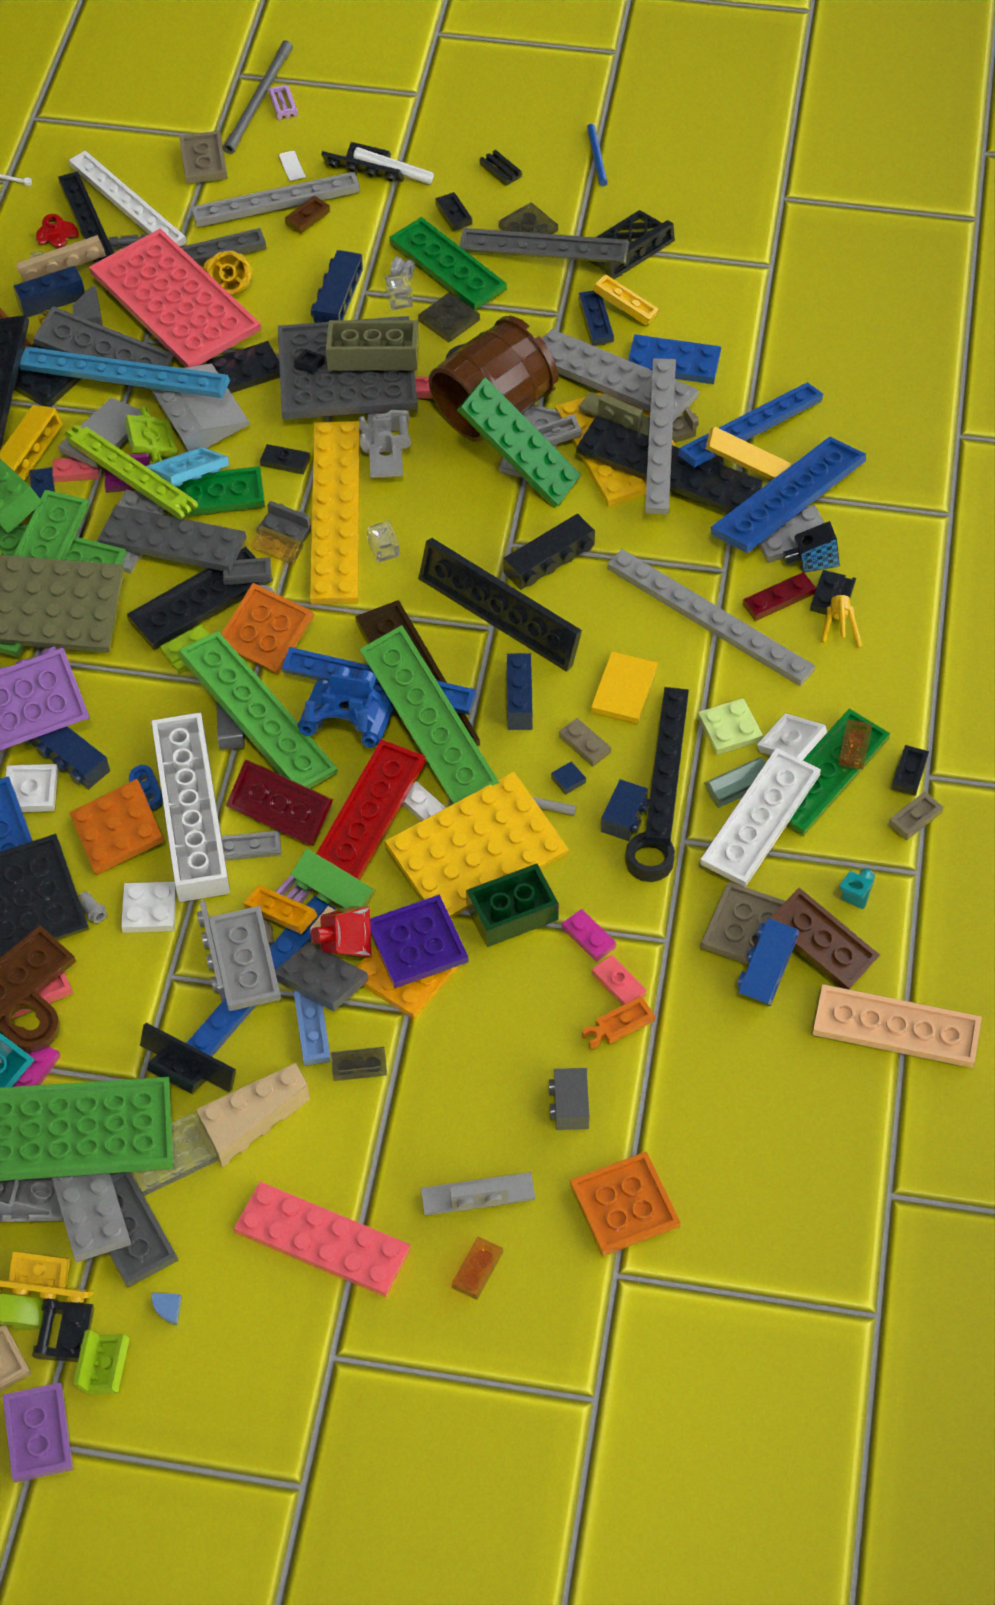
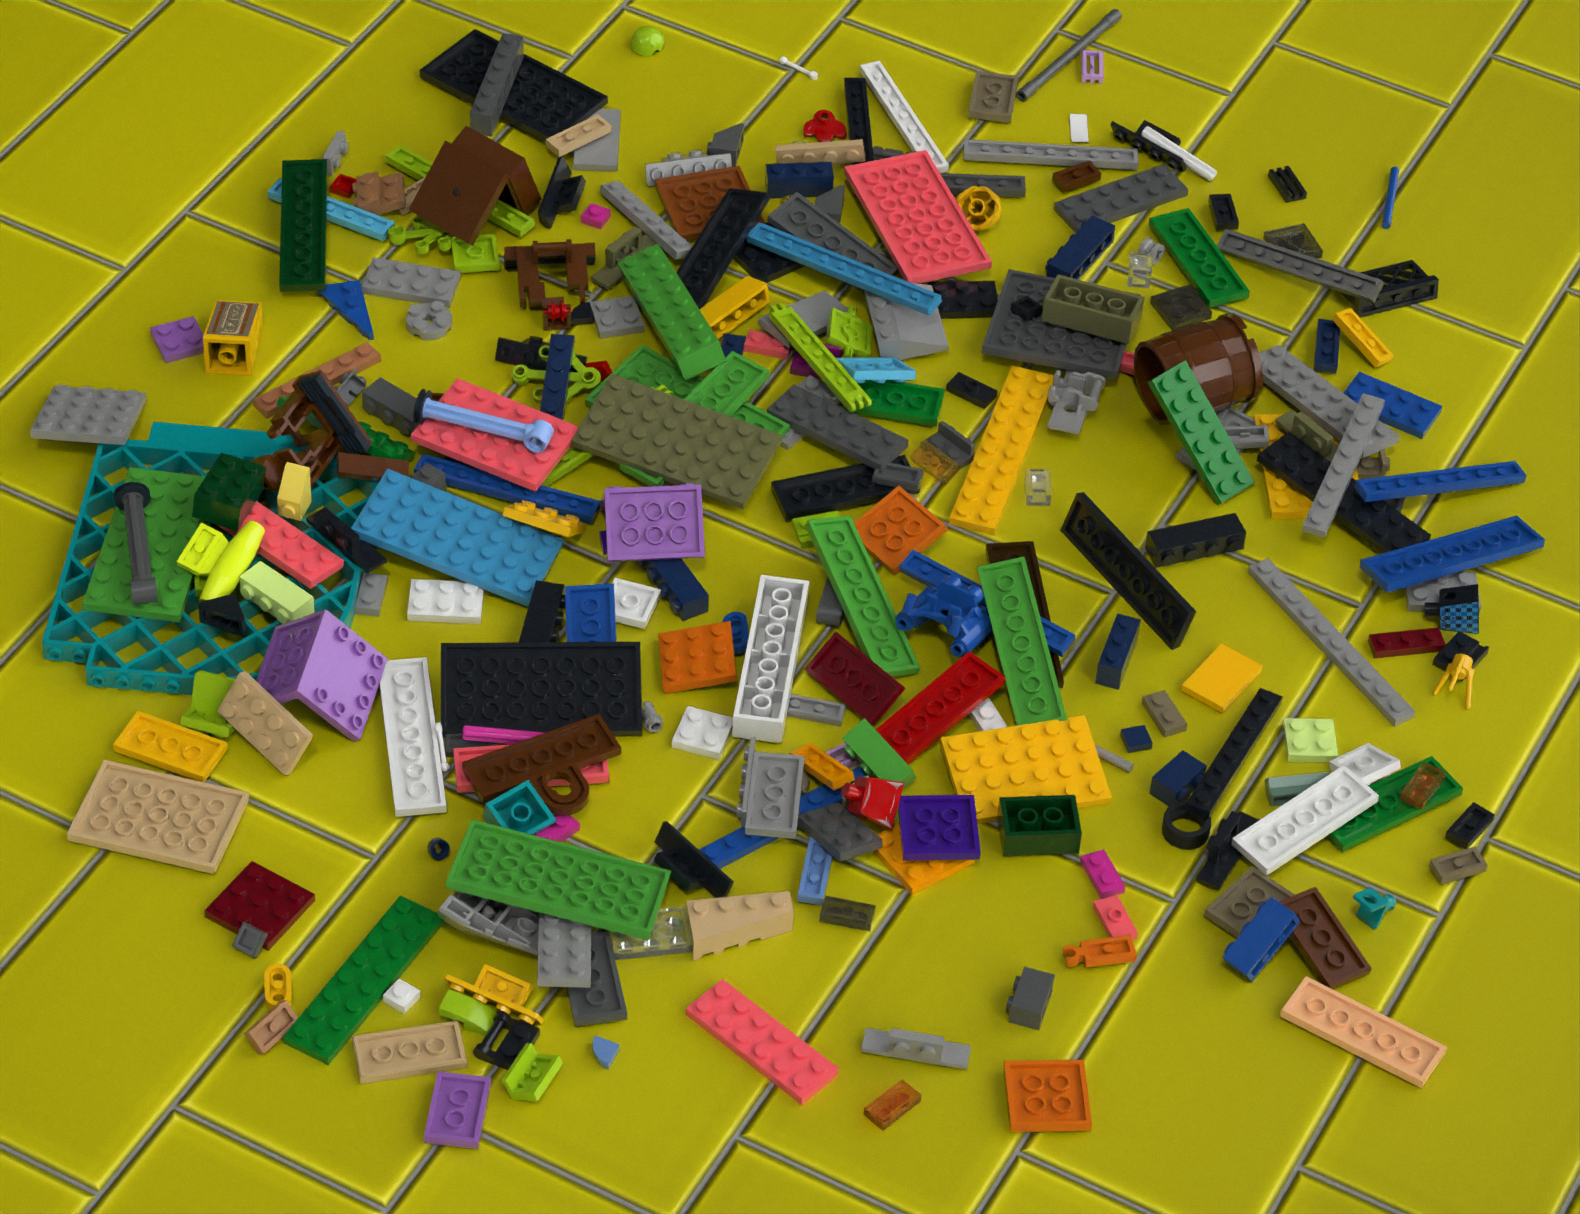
camera: 15 degrees right, 10 degrees down
(355, 224) = (1122, 197): none -> dark grey plate
(696, 876) = (1222, 855): none -> black bracket
(745, 454) = (1421, 504): yellow tile -> none

